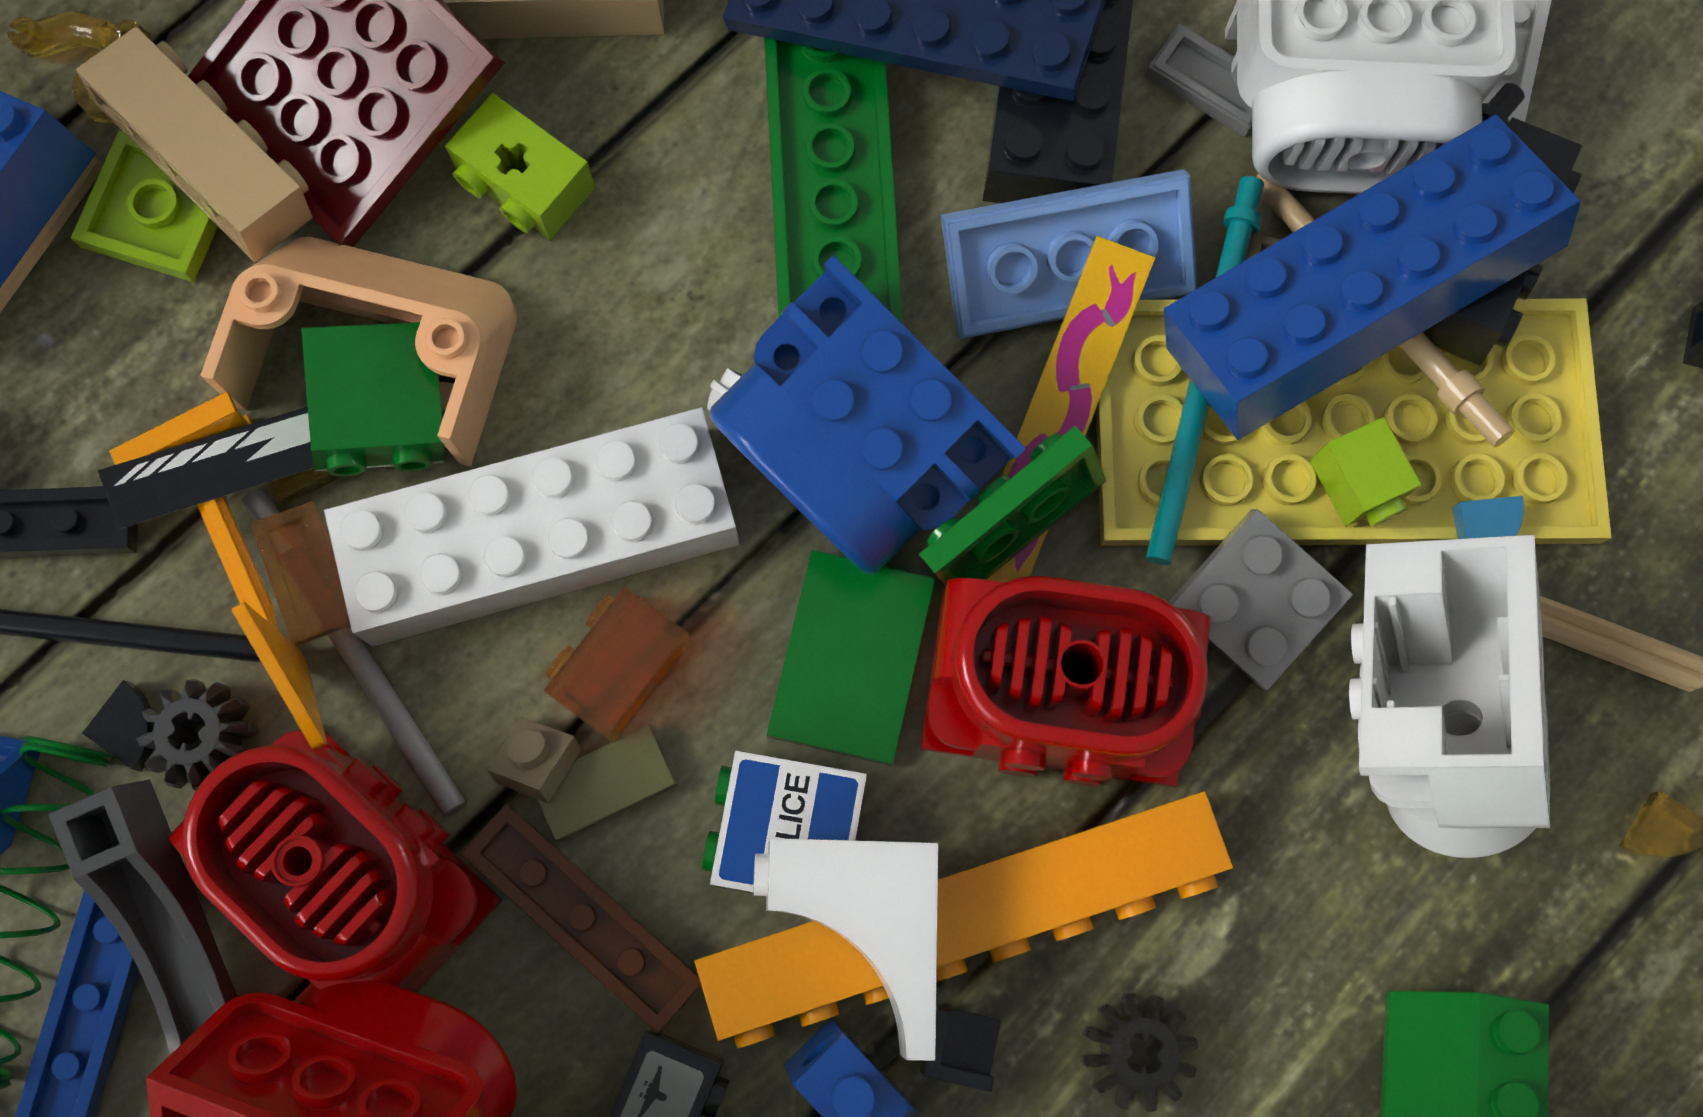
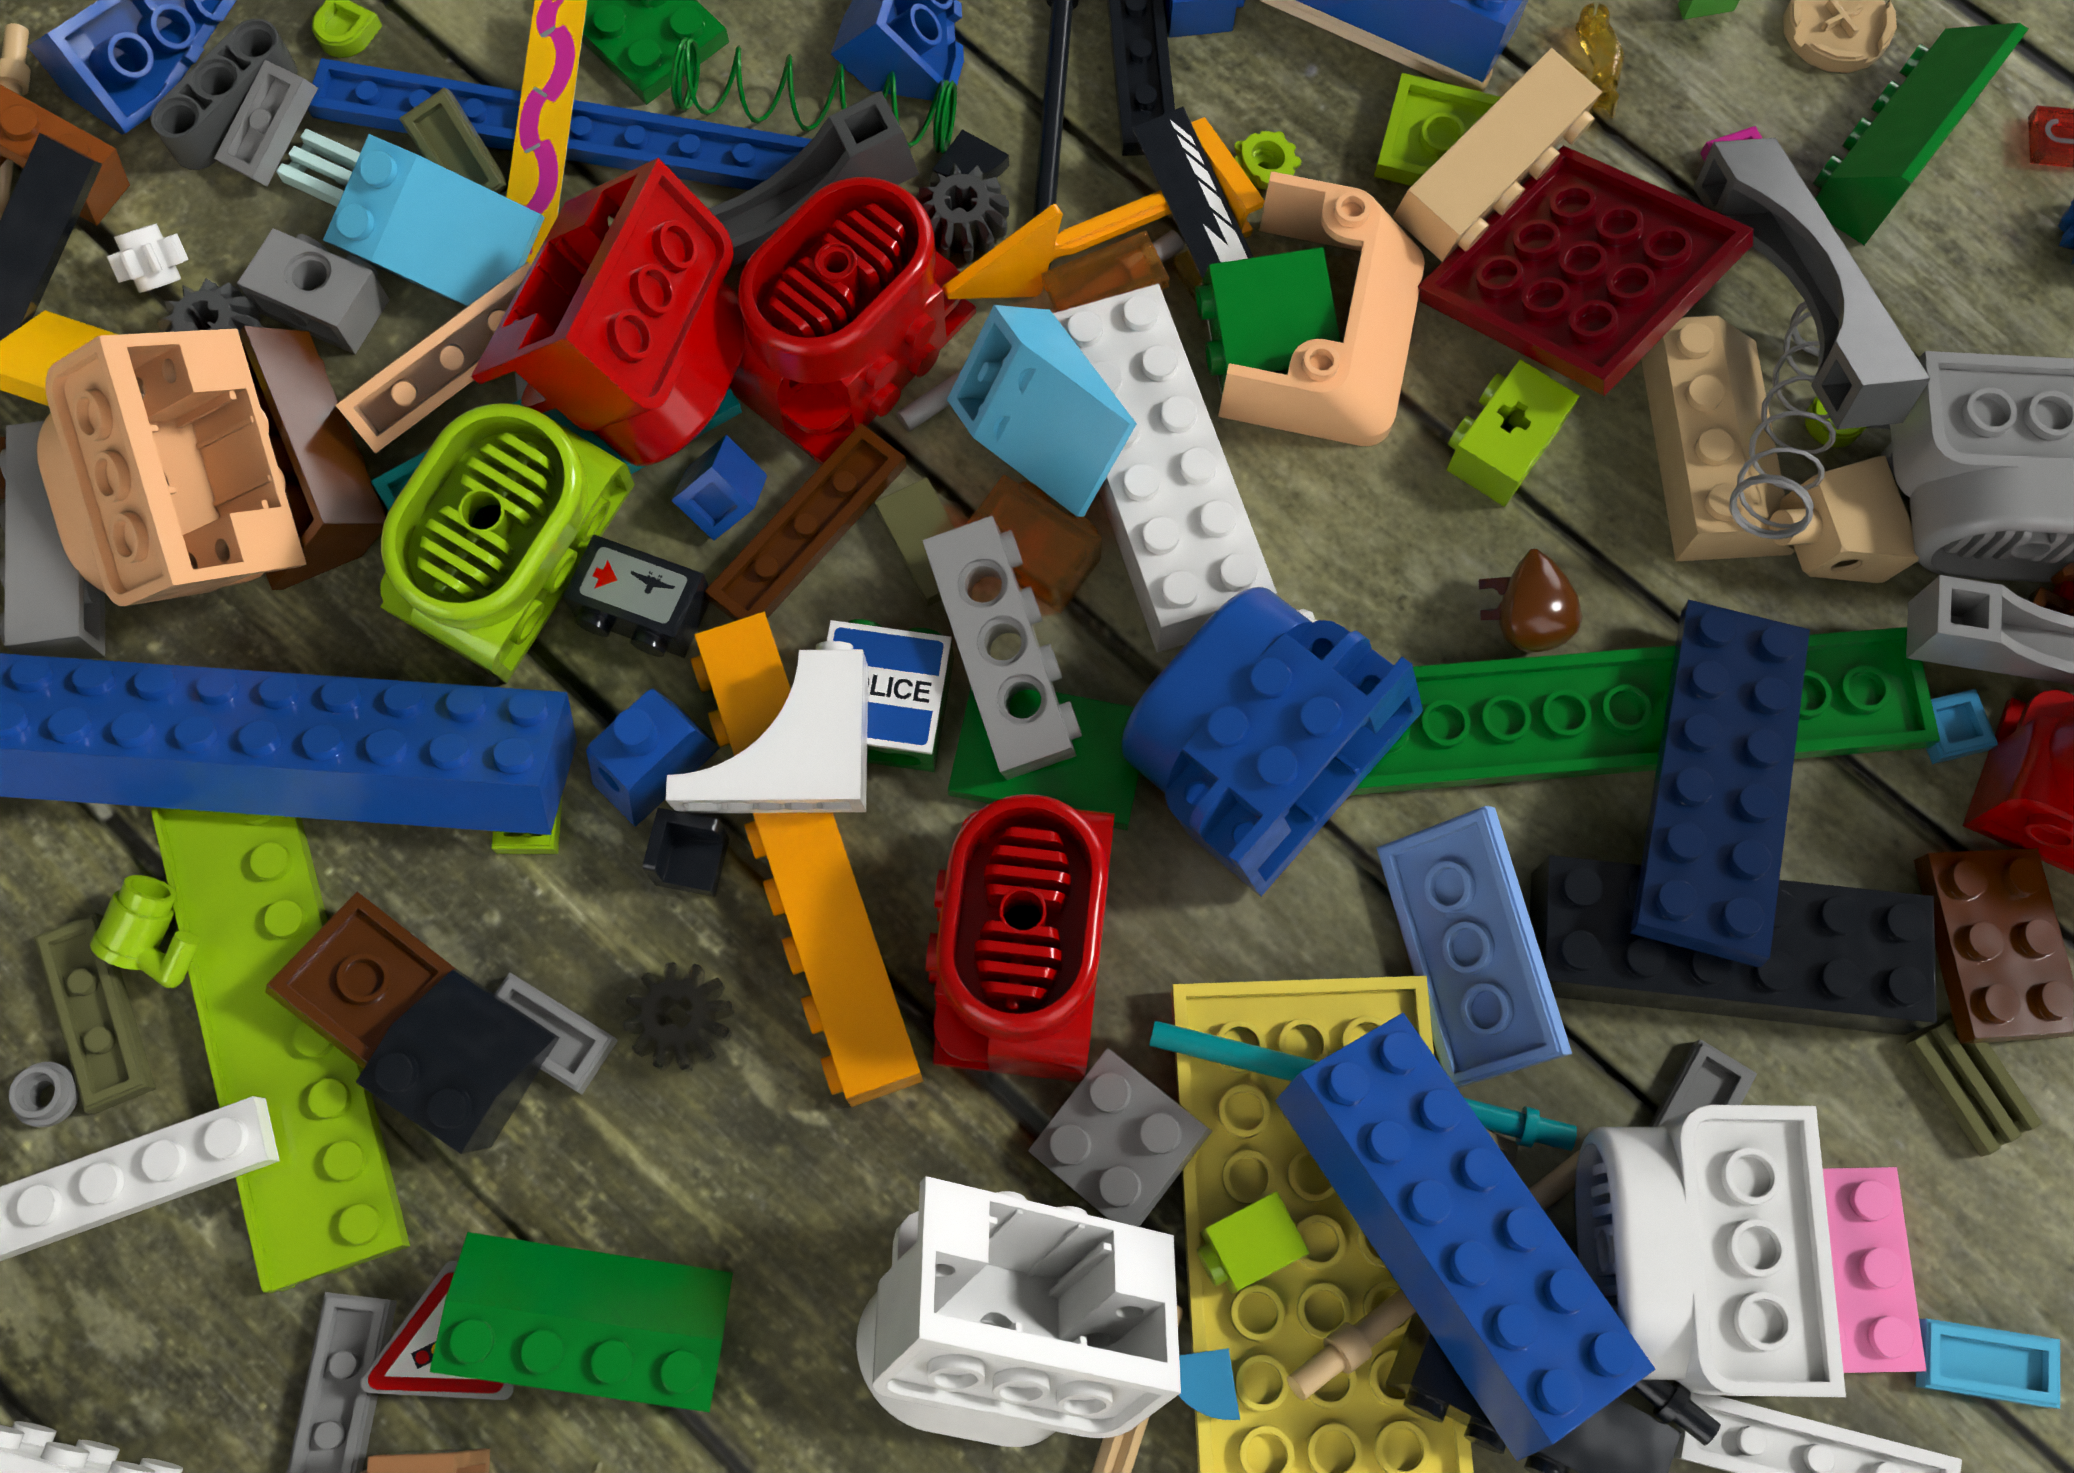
camera: 90 degrees right, 5 degrees down
(159, 383) = (1266, 153): none -> lime animal
(469, 642) = (1041, 405): none -> medium azure slope
(530, 1017) = (719, 487): none -> blue panel
(534, 759) = (945, 479): dark tan plate -> none
(719, 157) = (1537, 605): none -> reddish brown piece
(856, 682) = (958, 563): none -> light grey brick
(1016, 509) = (1187, 881): green plate -> none
(1080, 362) = (1305, 941): yellow sticker -> none

